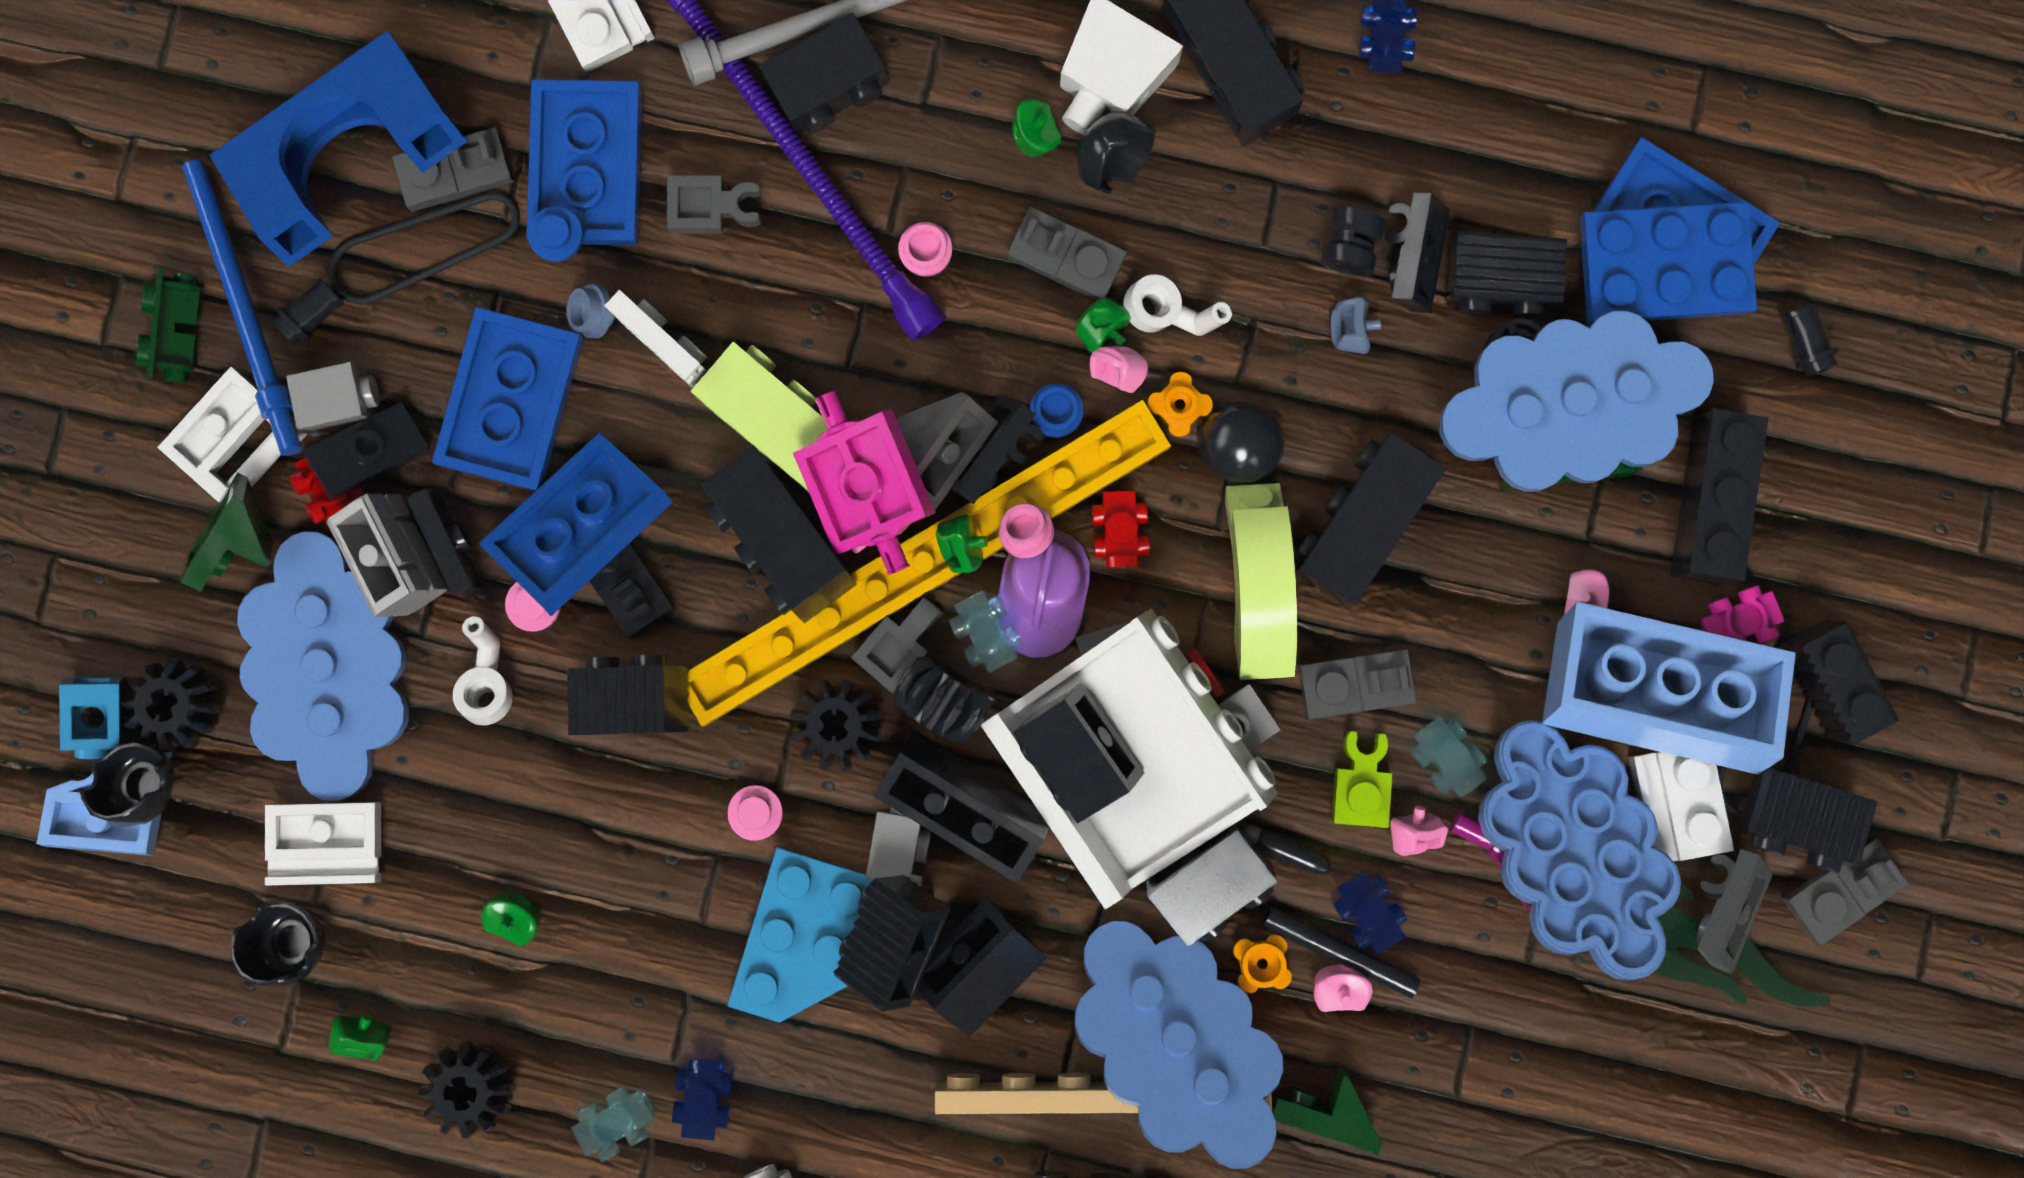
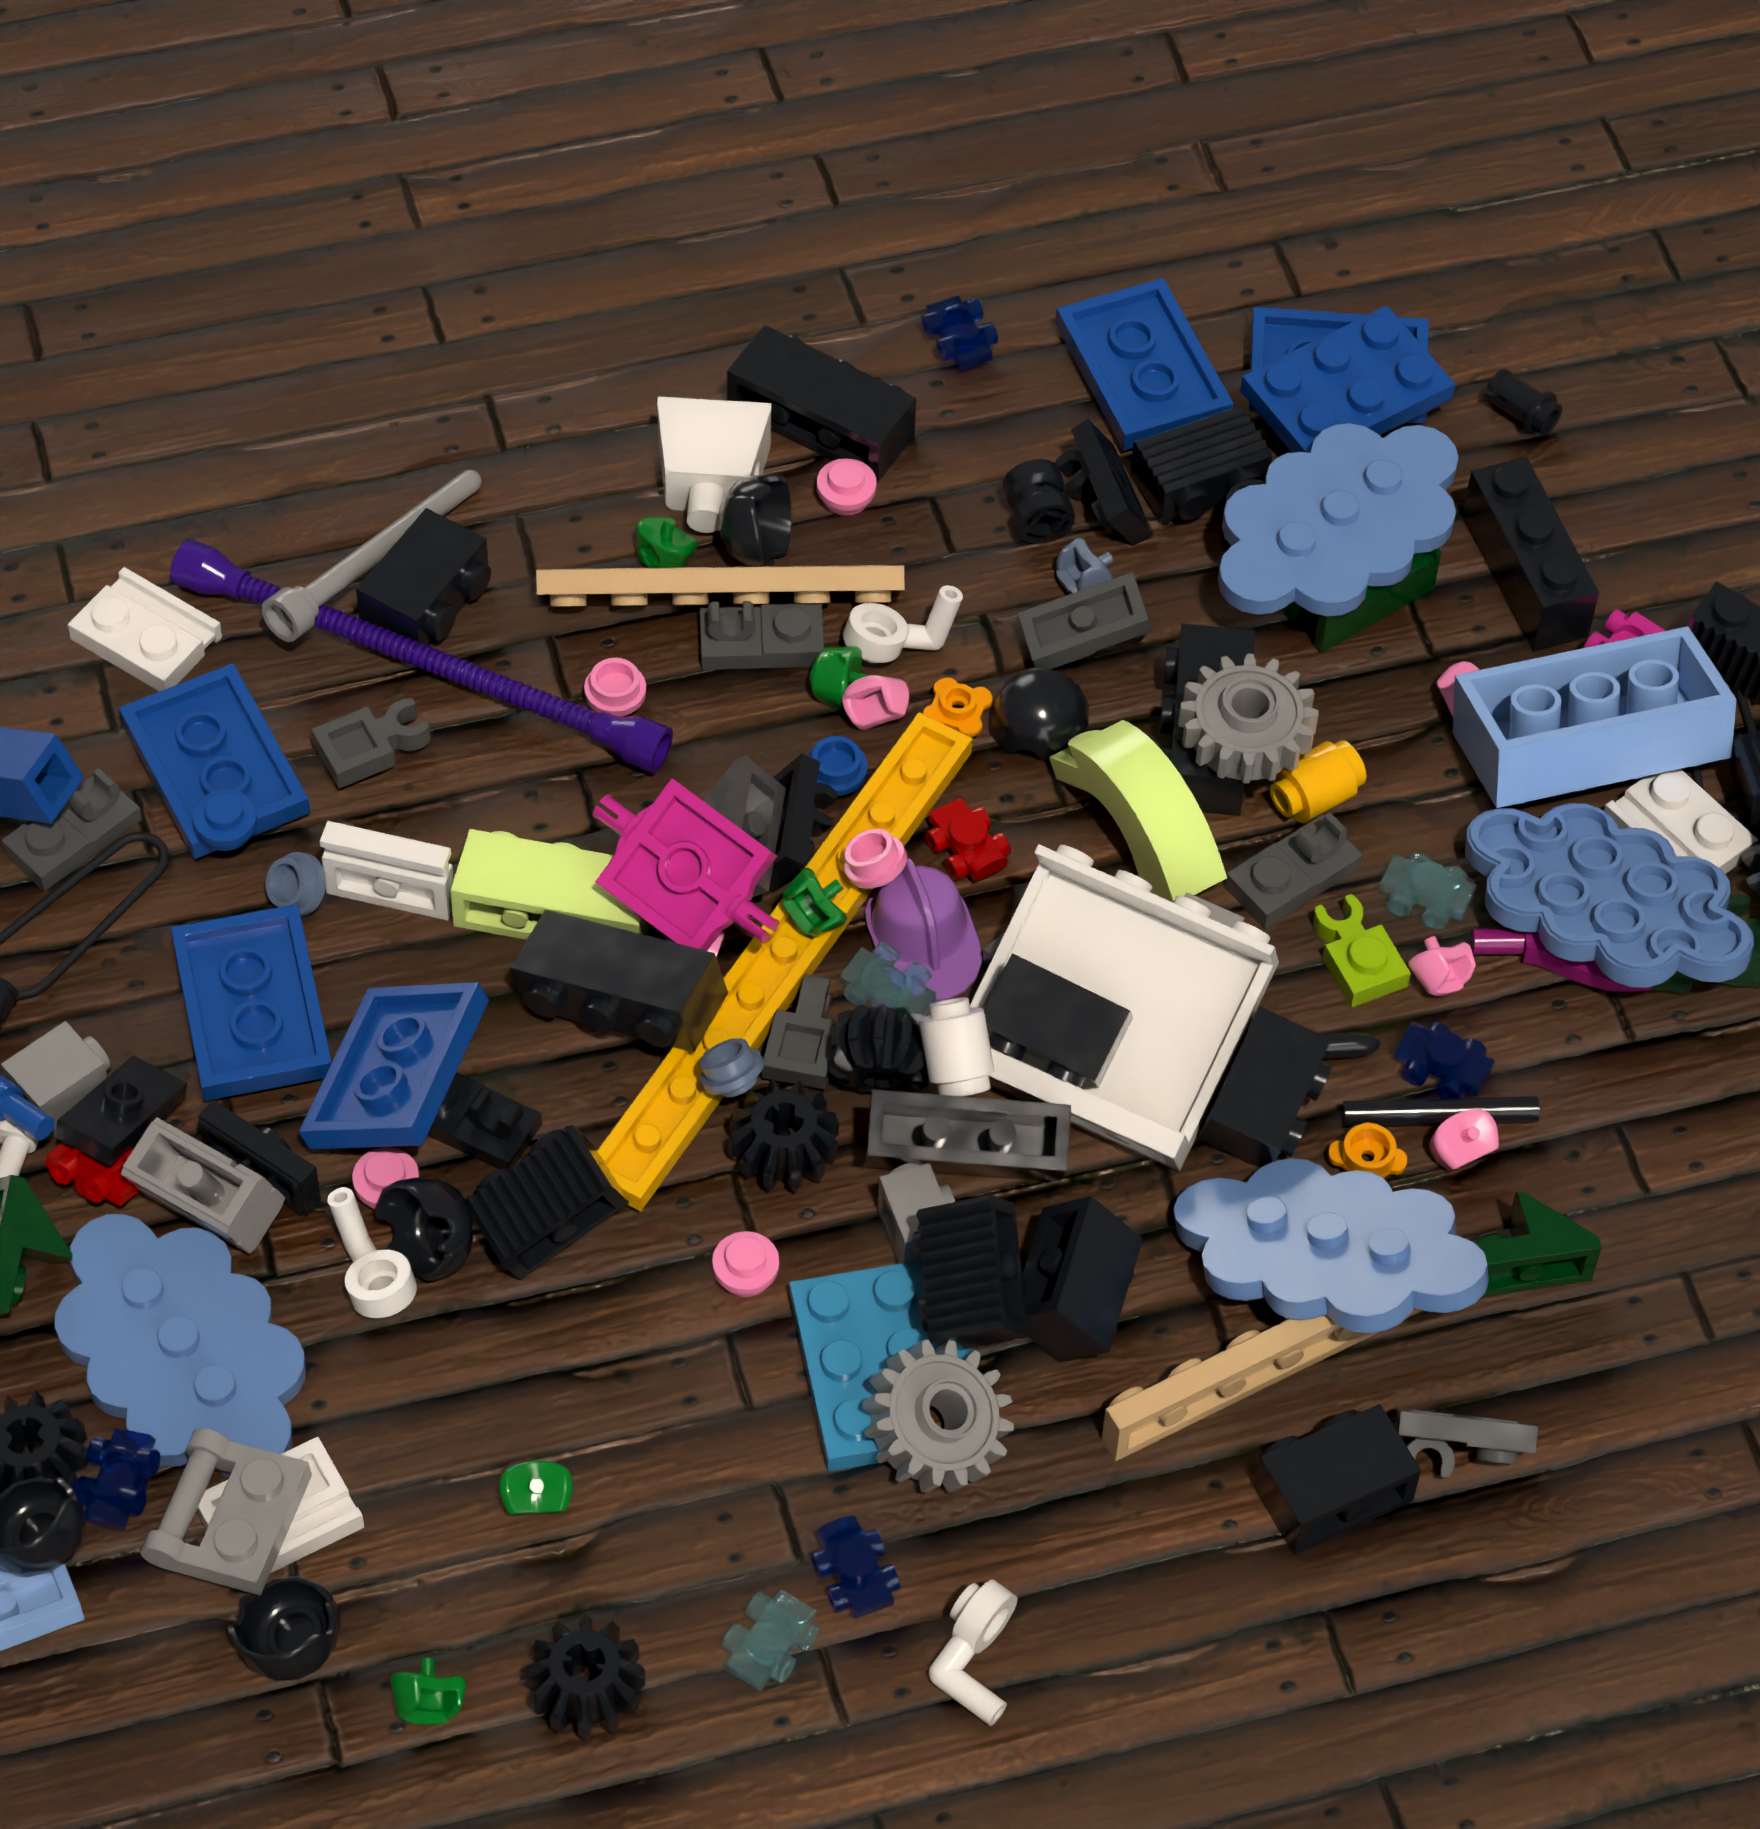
camera: 35 degrees left, 30 degrees down
(229, 756) = (121, 1479): none -> clear blue piece
(289, 850) = (248, 1518): none -> light grey plate
(540, 672) = (428, 1225): none -> black hair
(817, 660) = (730, 1068): none -> sand blue plate
(820, 1050) = (963, 1397): none -> light grey gear
(985, 748) = (957, 1047): none -> white brick
(1056, 190) = (694, 584): none -> tan plate
(1211, 143) = (846, 486): none -> bright pink plate
(1321, 381) = (1085, 622): none -> dark grey plate
(1411, 554) = (1248, 719): none -> light grey gear
(1419, 621) = (1320, 782): none -> yellow brick
(1519, 144) = (1141, 361): none -> blue plate

